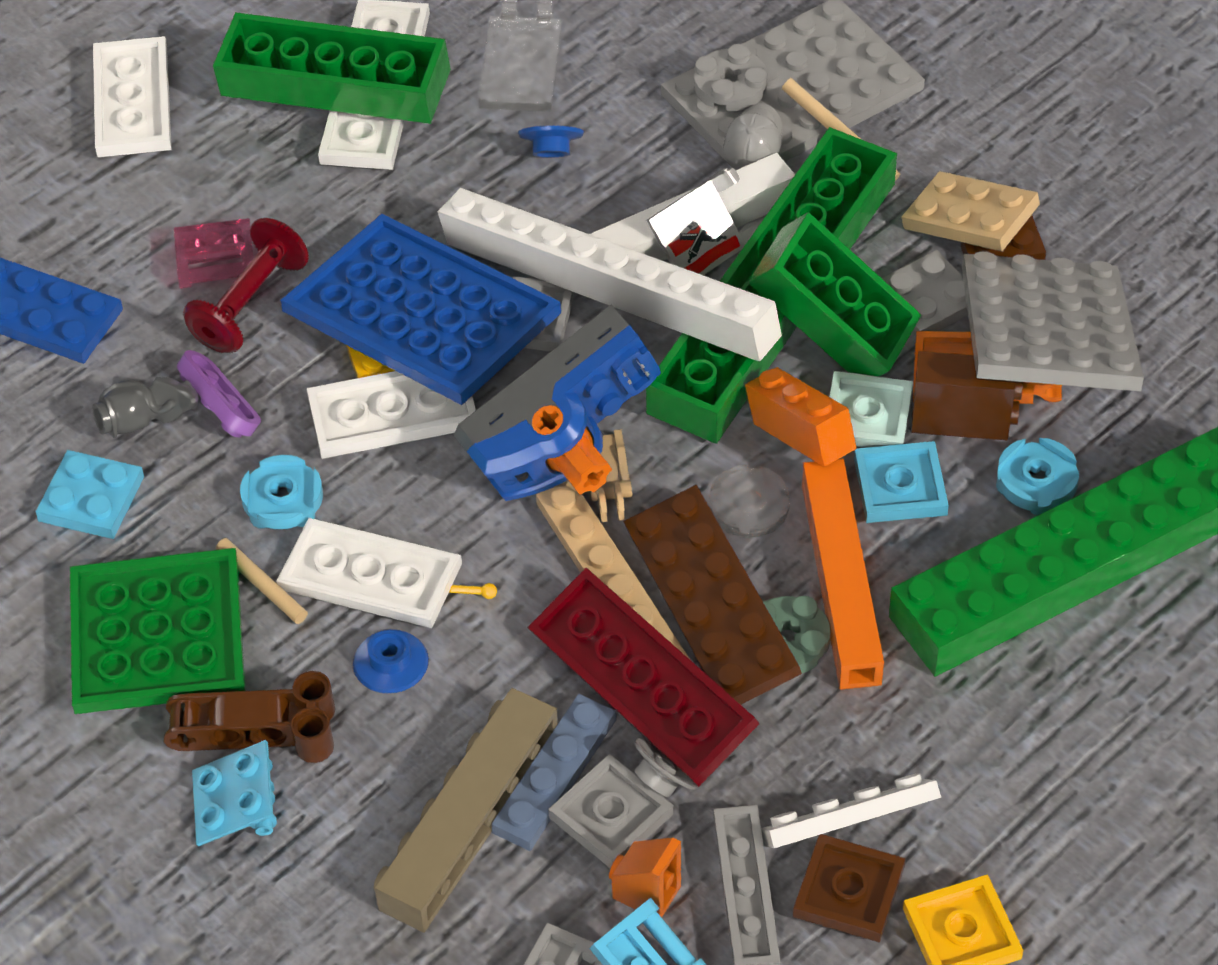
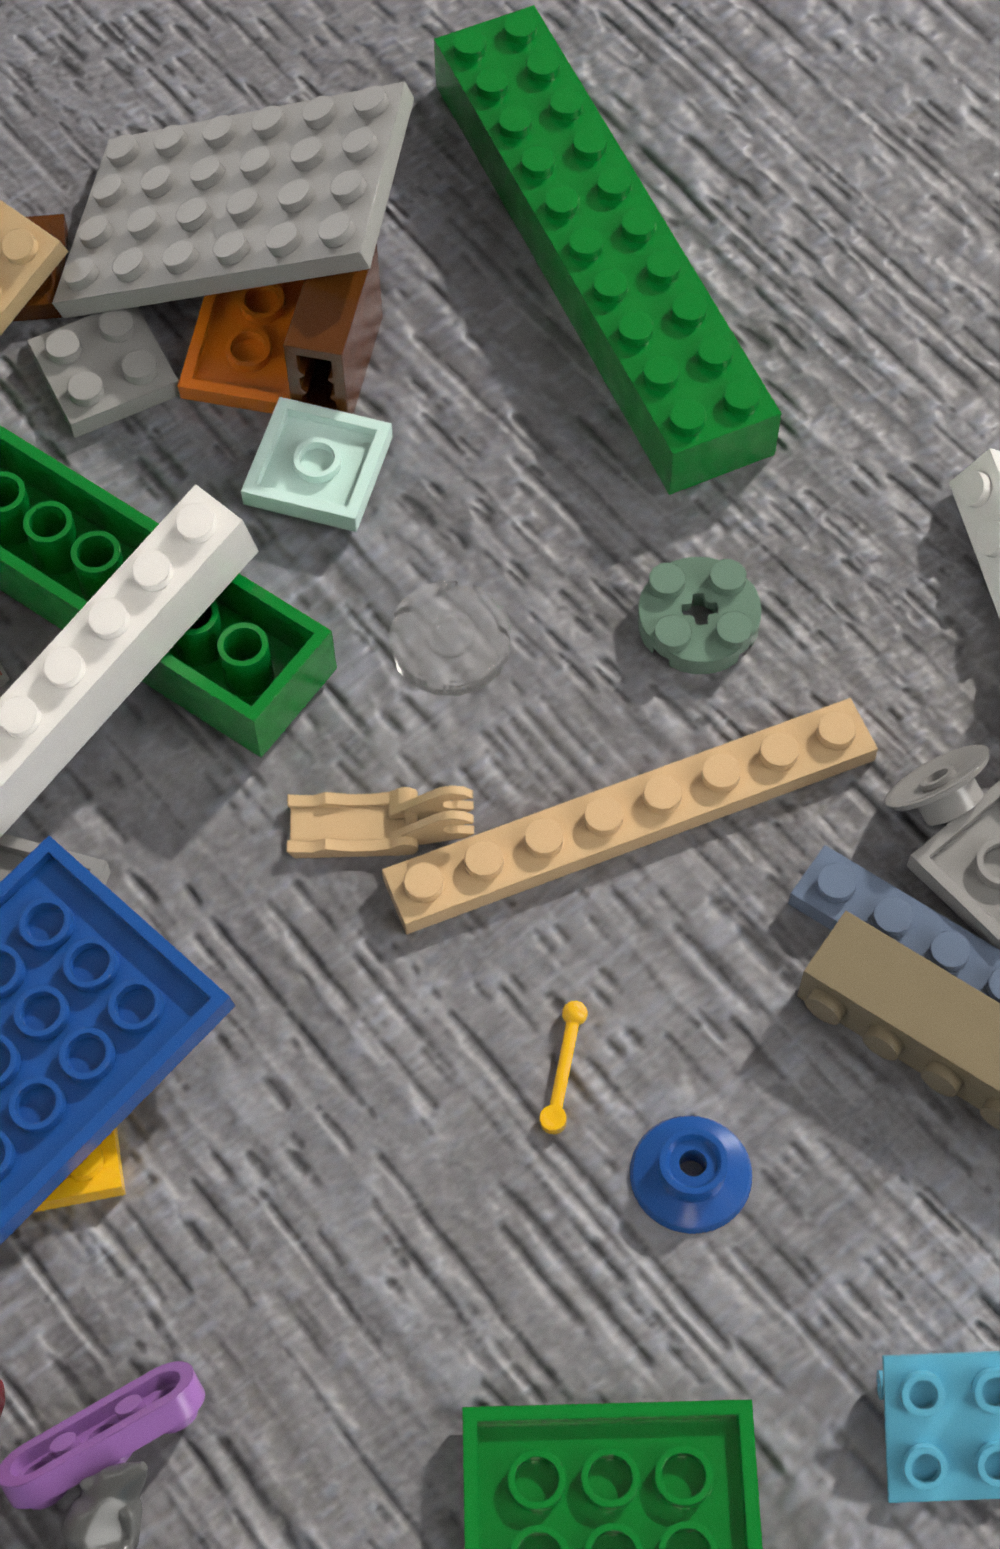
camera: 85 degrees left, 10 degrees up
(250, 717) = (815, 1386): reddish brown piece -> none
(266, 584) = (519, 1371): tan bar -> none
(286, 511) = (367, 1361): medium azure plate -> none
(370, 572) = (522, 1195): white tile -> none
(380, 413) = (195, 1163): white plate -> none
(547, 418) = (332, 916): piece -> none
(643, 676) = (781, 795): dark red plate -> none
(712, 596) = (636, 695): reddish brown plate -> none
(800, 416) = (344, 528): orange brick -> none
(835, 298) = (140, 445): green brick -> none
(842, 575) = (603, 527): orange brick -> none
(900, 482) = (452, 440): medium azure plate -> none
(1032, 493) = (462, 310): medium azure plate -> none

